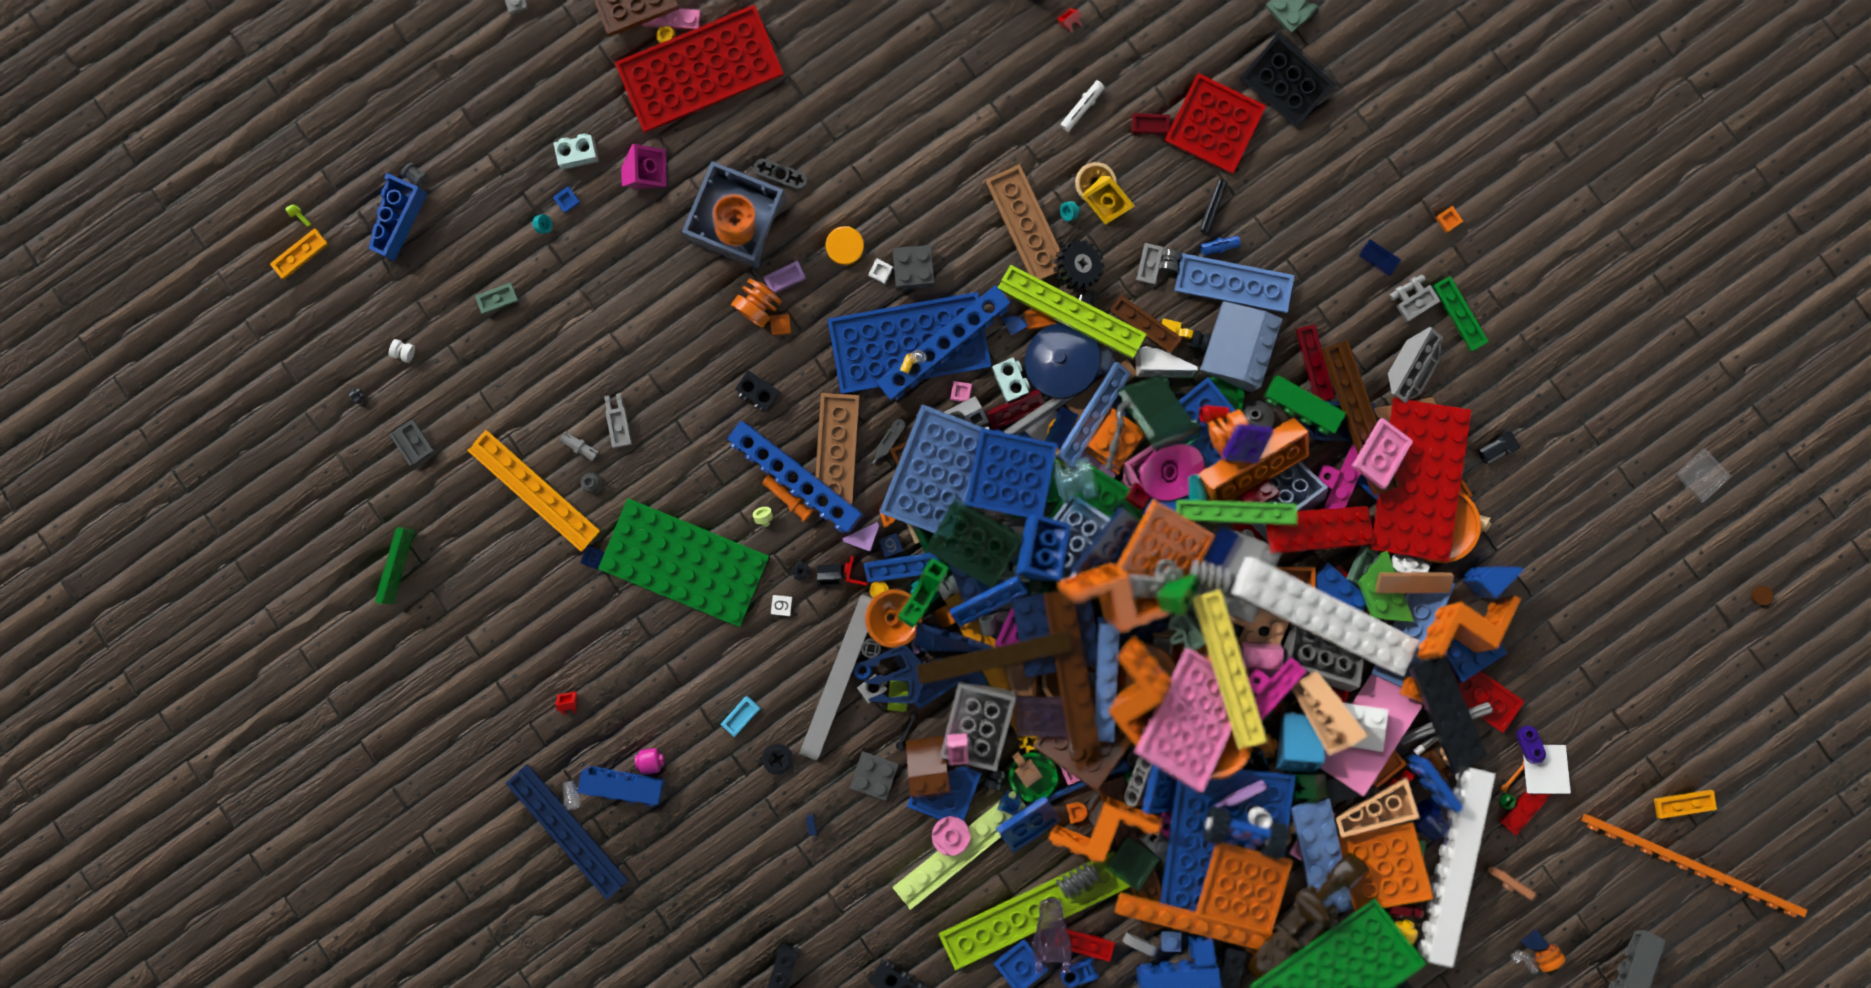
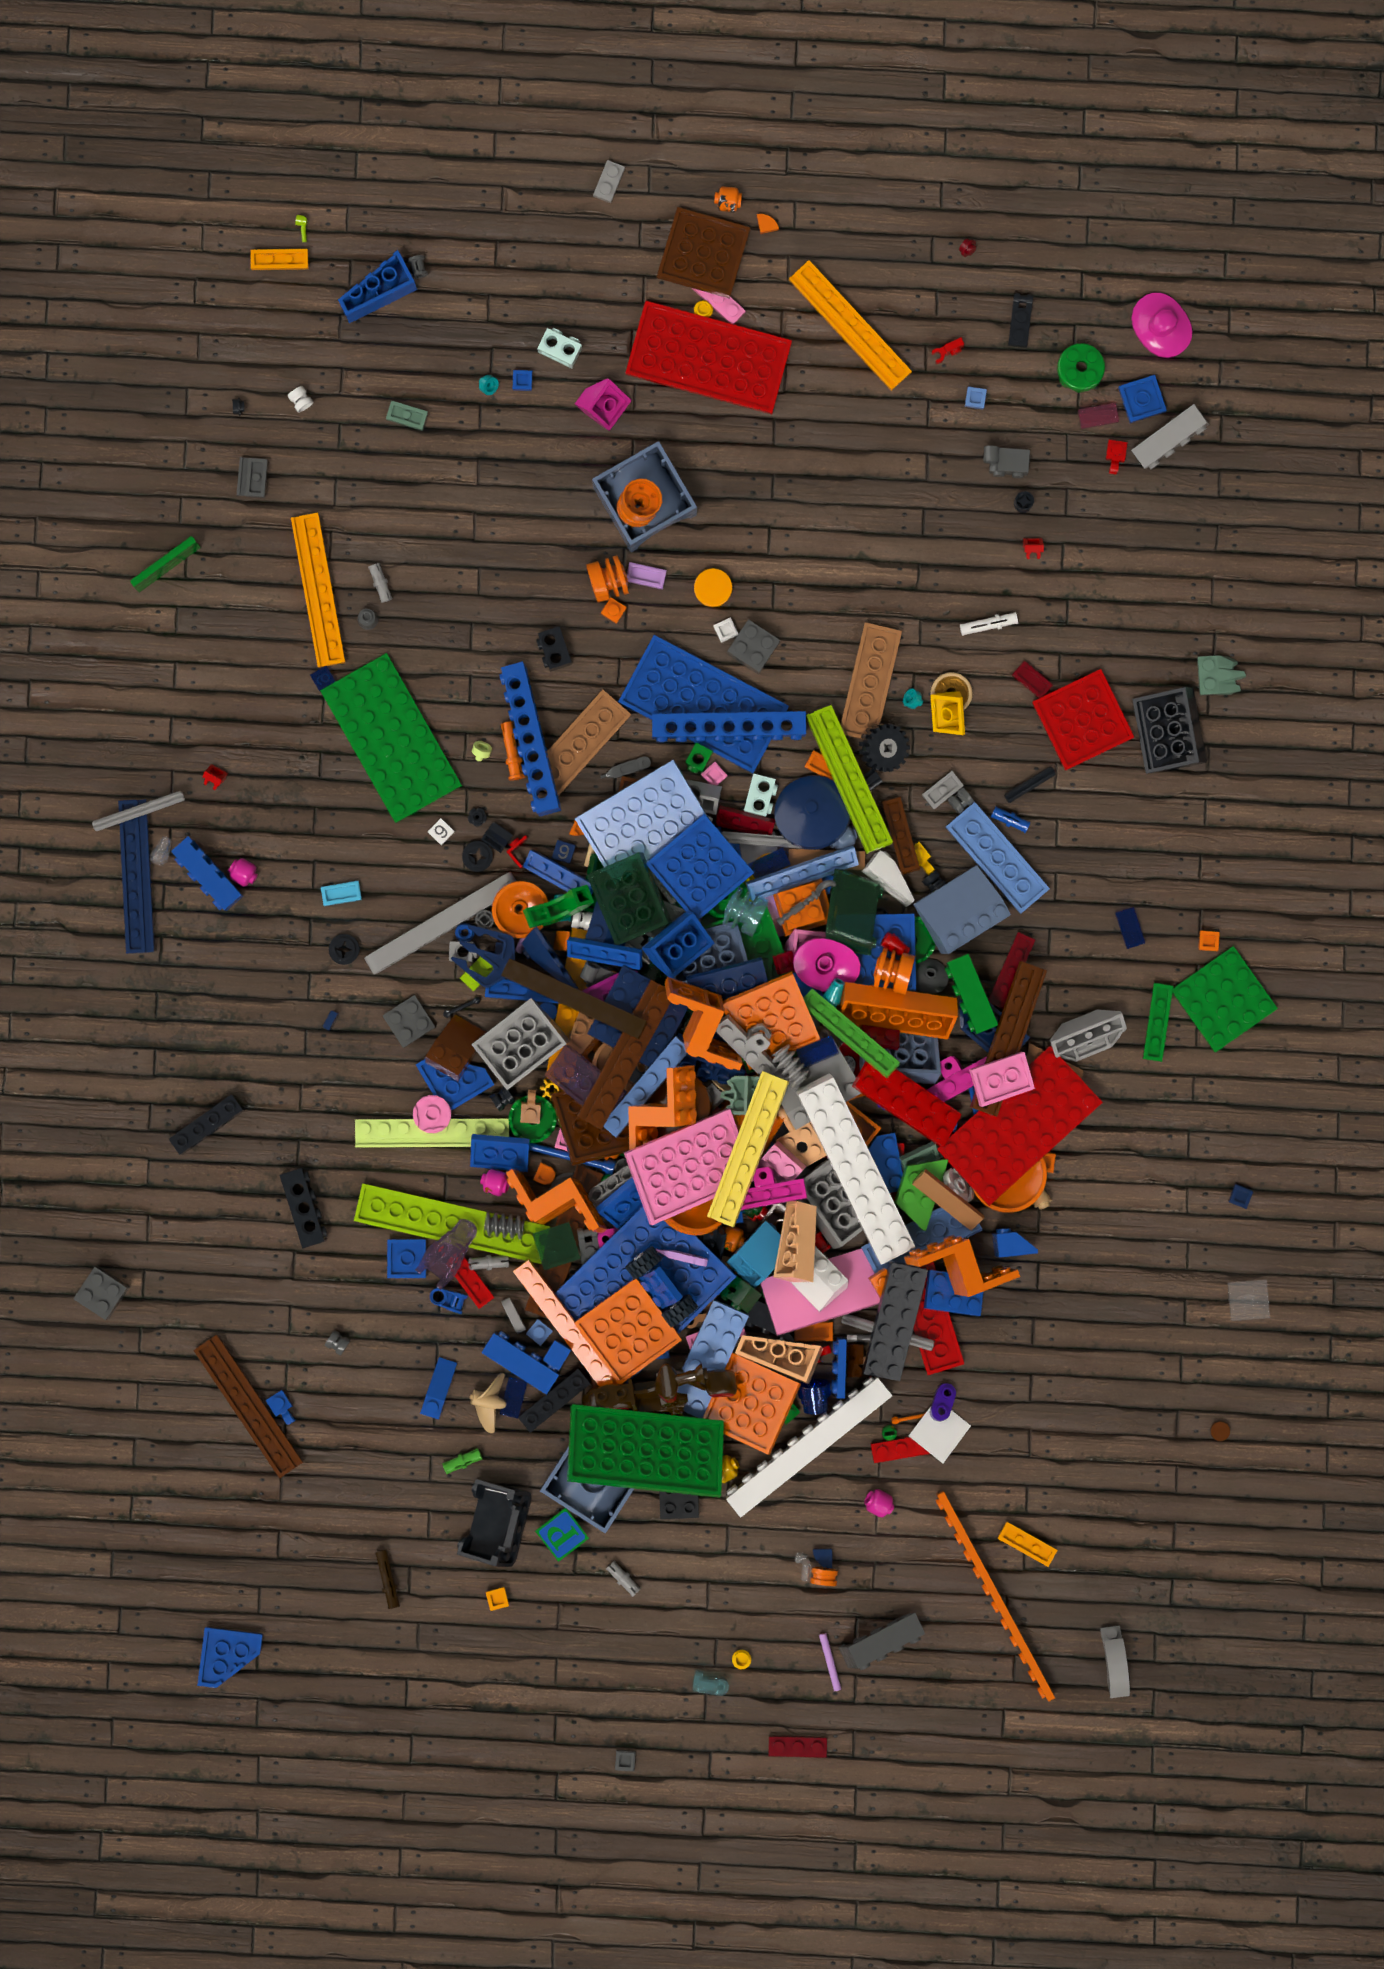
camera: 35 degrees right, 0 degrees up
(527, 779) = (137, 811): none -> light grey axle
(618, 423) = (425, 588): light grey hinge -> none
(796, 174) = (718, 500): dark grey beam -> none
(828, 593) = (472, 848): none -> black gear
(863, 538) = (547, 829): lavender slope -> none
(878, 587) = (528, 876): yellow plate -> none
(913, 357) = (693, 717): arm -> none
(939, 380) = (698, 750): none -> green brick
(957, 749) = (490, 1048): bright pink slope -> none
(1009, 804) = (496, 1124): clear blue tile -> none
(1015, 324) = (798, 754): blue tile -> none
(1043, 850) = (495, 1182): none -> dark pink head
(1088, 918) = (488, 1262): none -> light grey pin
(1178, 594) = (753, 1059): green slope -> none
(1247, 443) = (899, 986): dark purple plate -> none
(1263, 820) = (683, 1288): white wheel -> none
(1407, 910) = (739, 1448): dark red plate -> none
(1417, 303) = (1131, 987): light grey plate -> none
(1496, 255) = (1224, 999): none -> green plate
(1502, 446) = (1108, 1152): black piece -> none
(1510, 883) = (838, 1494): nougat plate -> none
(1545, 864) = (879, 1503): none -> dark pink head
(1631, 399) = (1240, 1196): none -> dark blue tile
(1831, 841) = (1115, 1662): none -> light grey arch

